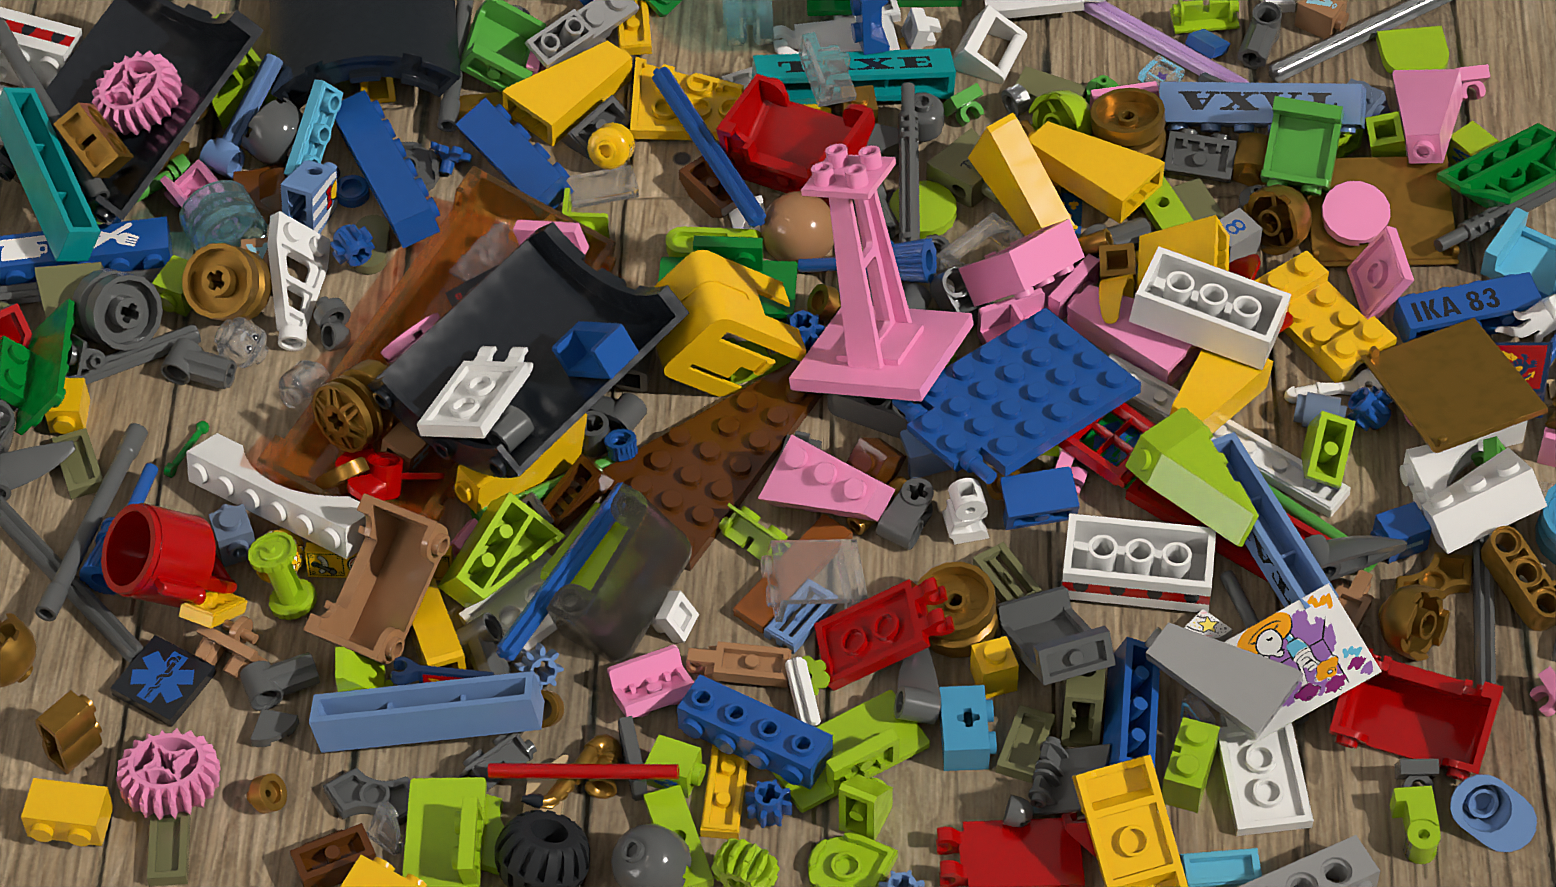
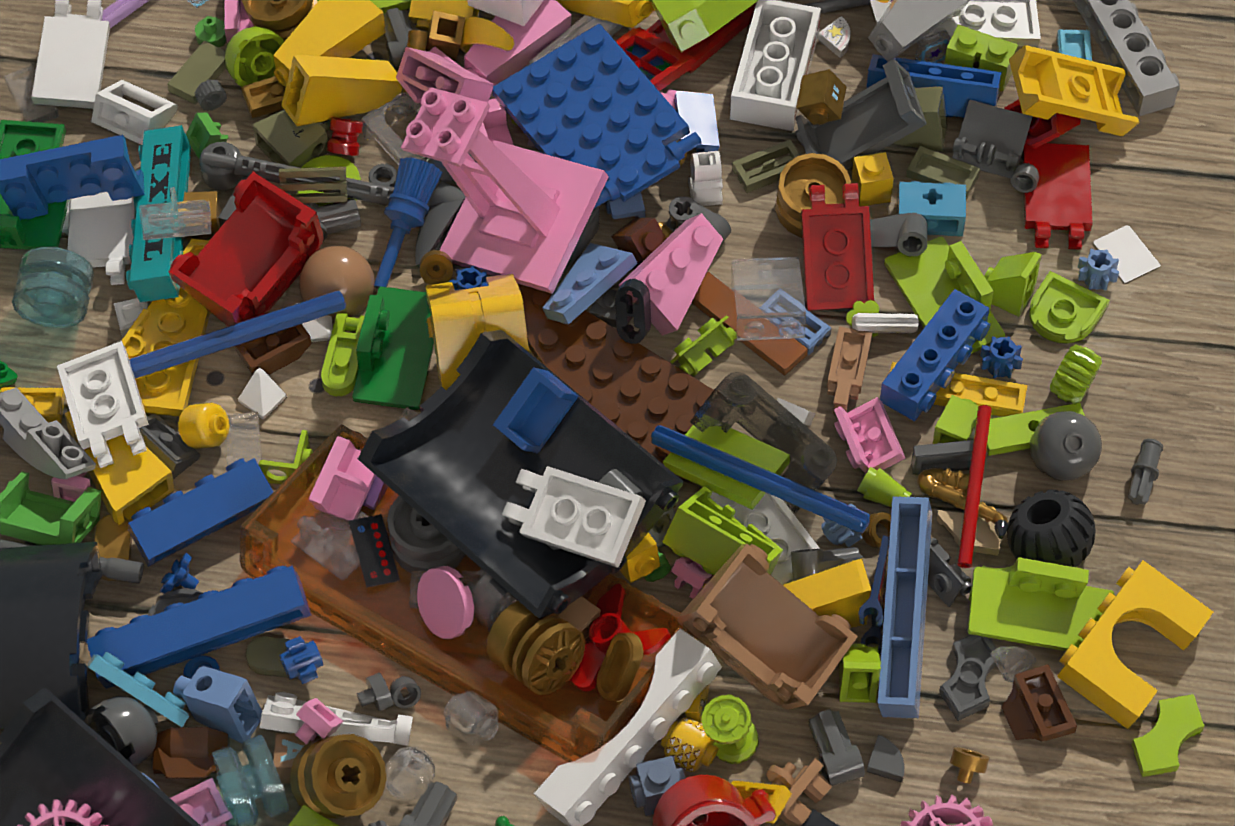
camera: 85 degrees left, 5 degrees up
(272, 250) = (318, 721): none -> bright pink tile
(589, 703) = (881, 487): none -> lime cone
(614, 60) = (104, 400): none -> white tile
(661, 192) = (261, 394): none -> white slope
(768, 451) = (626, 311): none -> black beam
(812, 420) = (587, 280): none -> medium blue wing
(897, 181) = (315, 172): none -> olive tile
(975, 206) = (342, 129): none -> red wheel
(1083, 599) = (821, 97): none -> pearl gold brick

